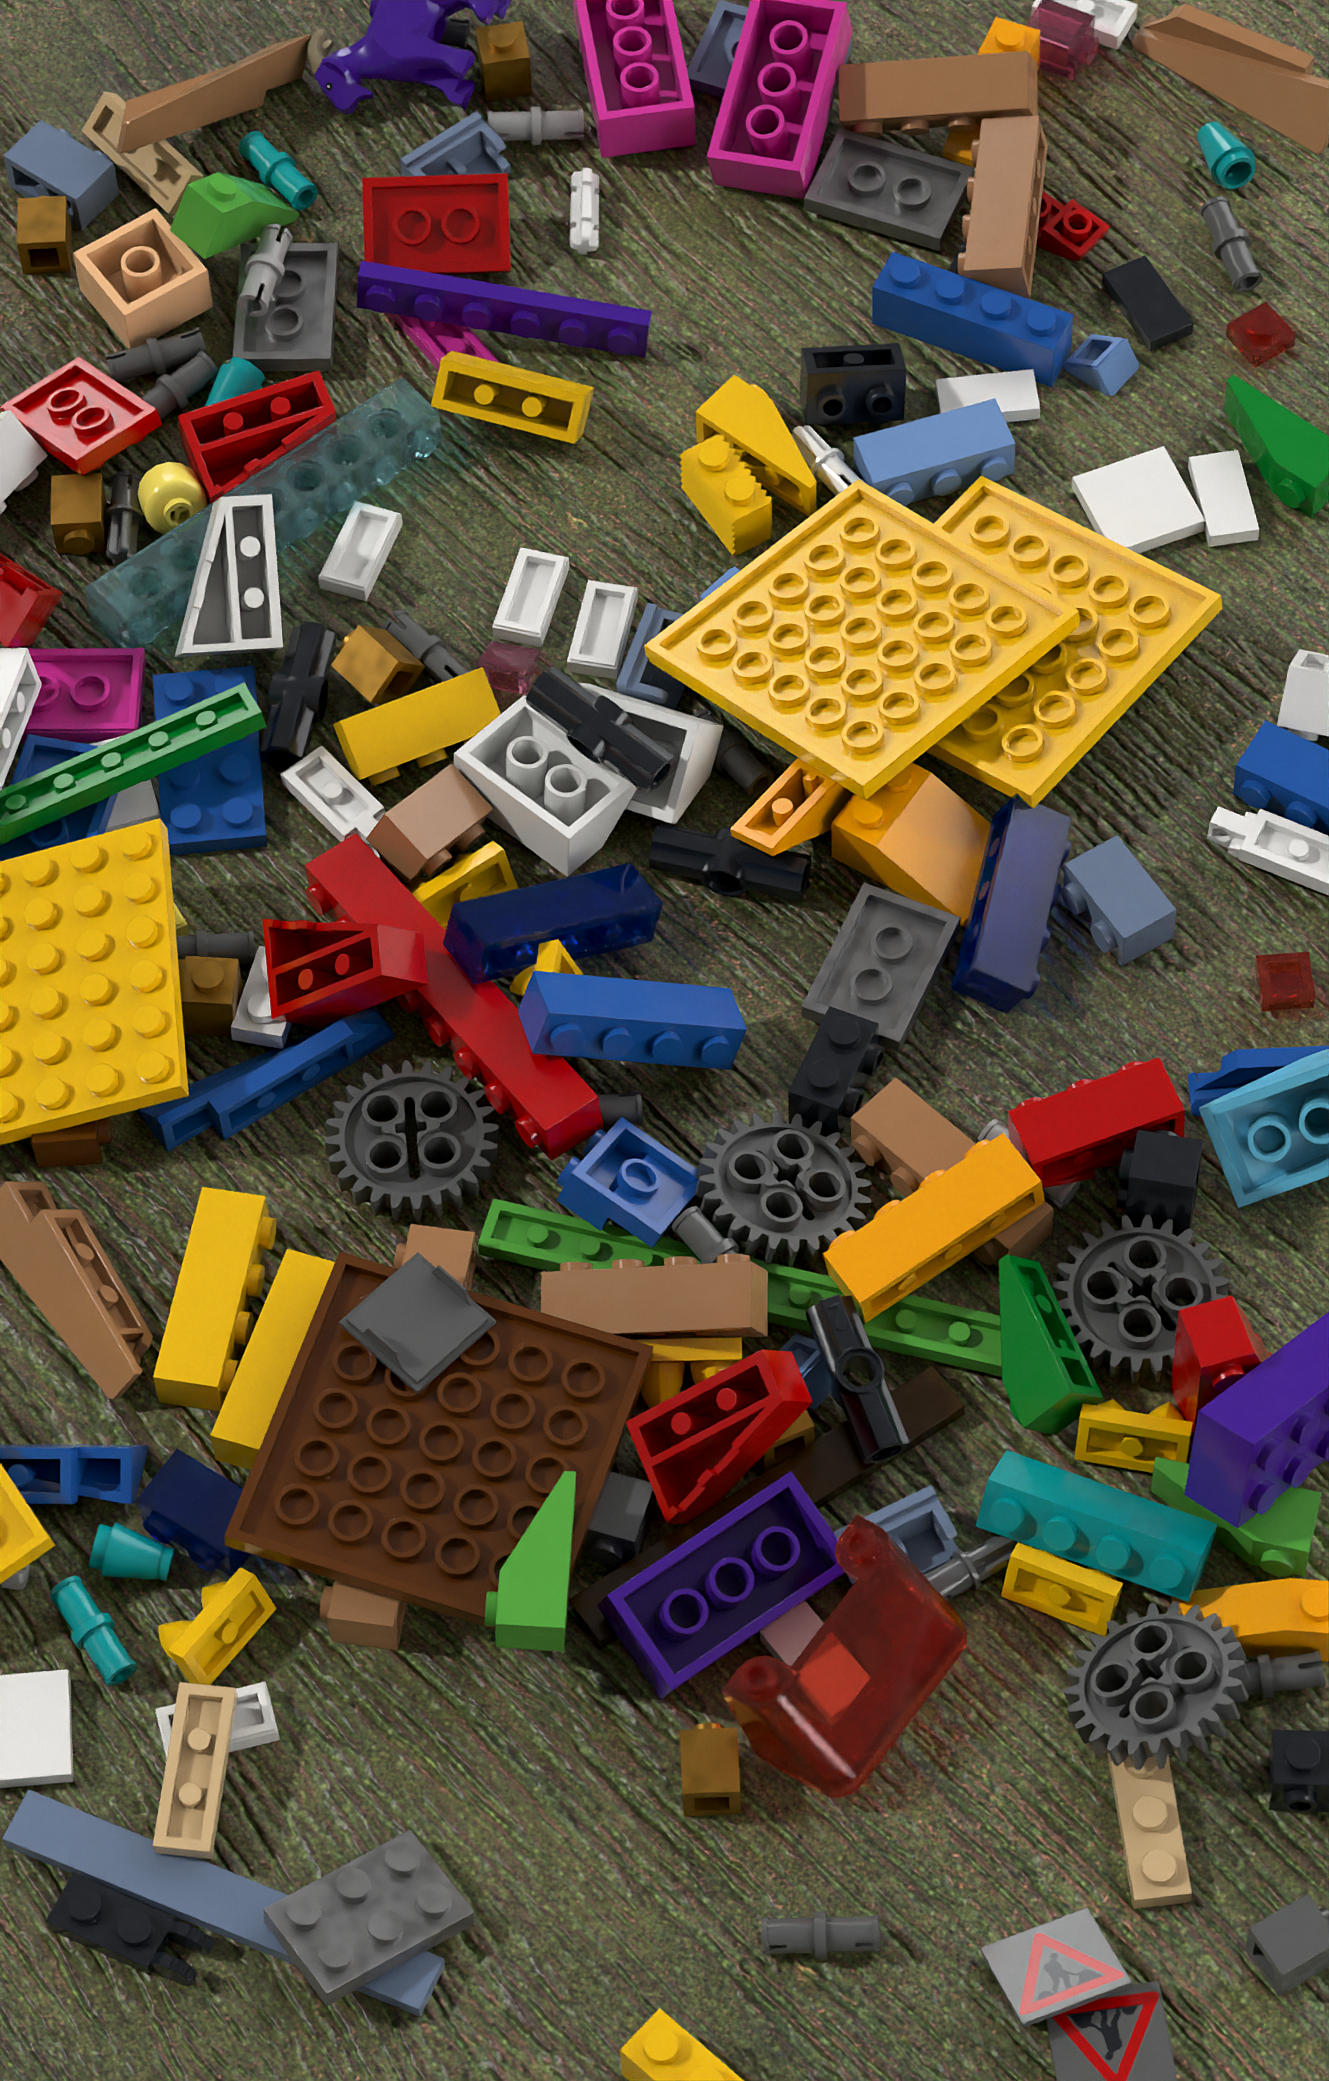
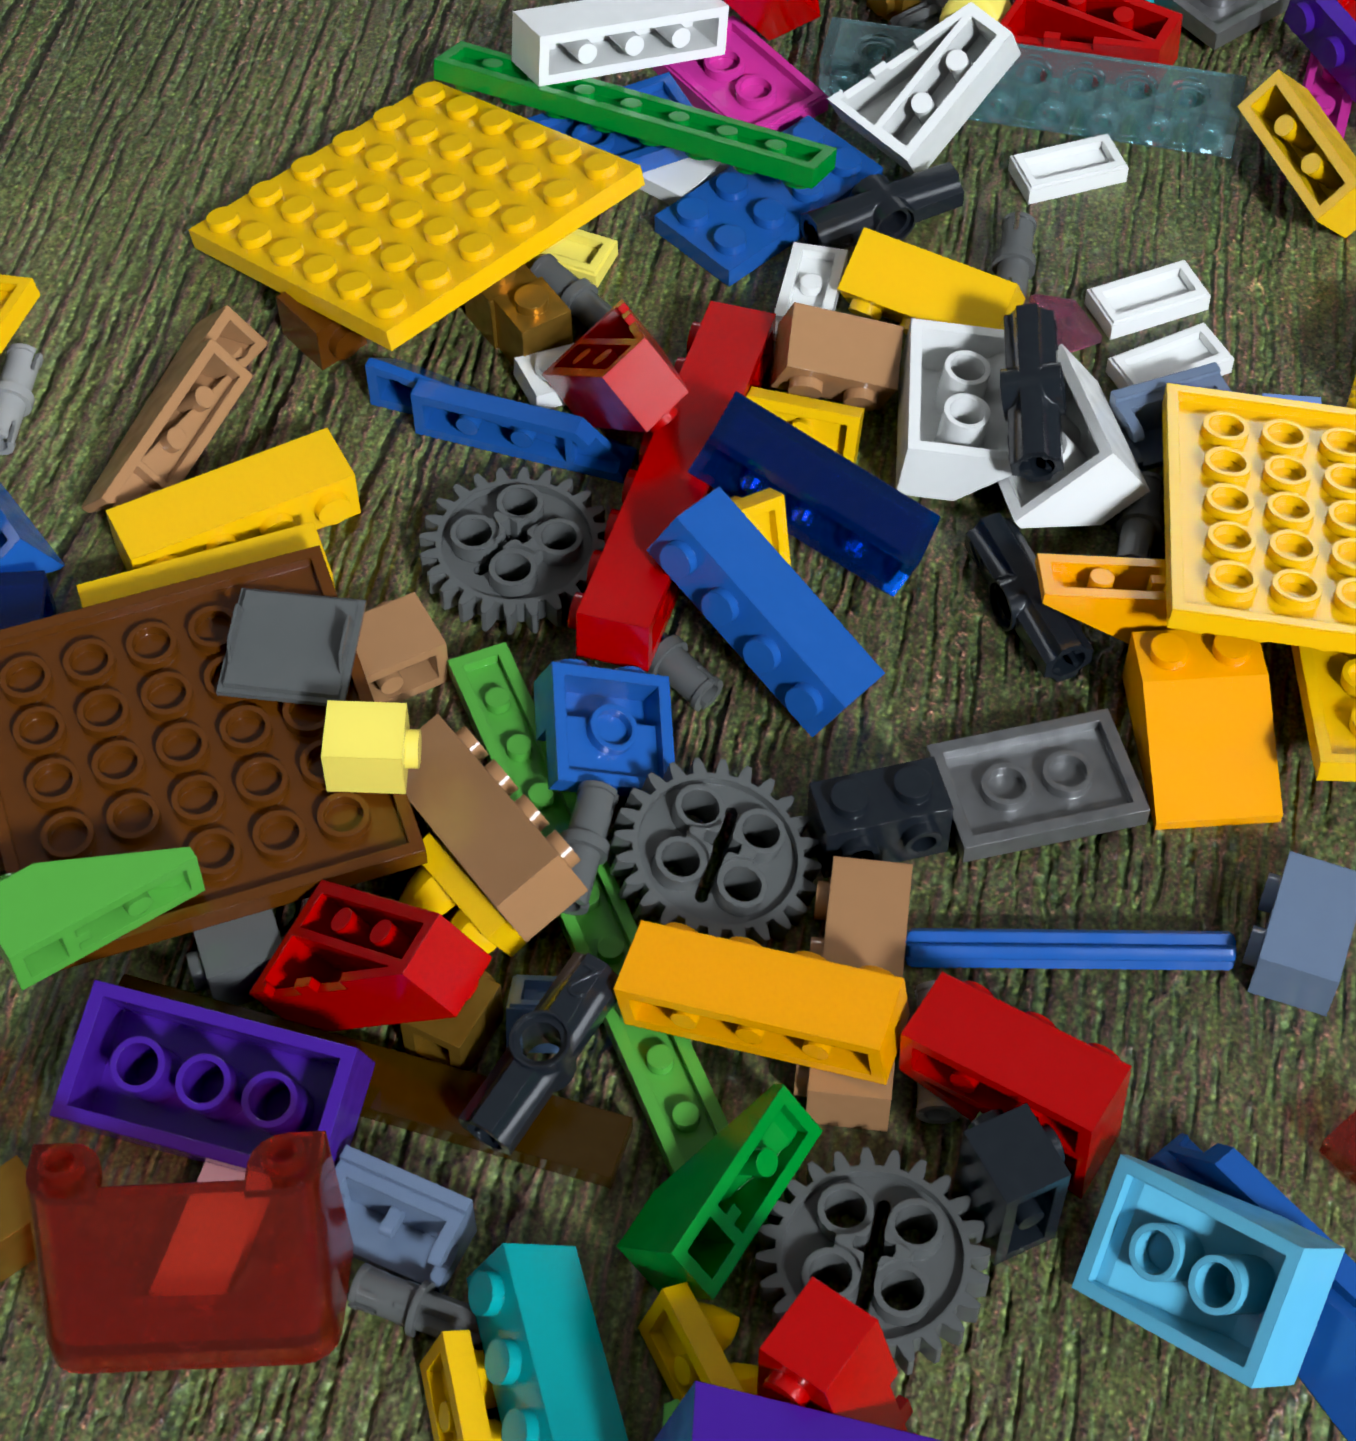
camera: 50 degrees right, 5 degrees down
(377, 664) = (962, 228): pearl gold brick -> none
(557, 1323) = (369, 747): none -> light yellow brick
(1012, 905) = (1204, 841): clear blue brick -> none
(1019, 1033) = (1070, 949): none -> blue axle

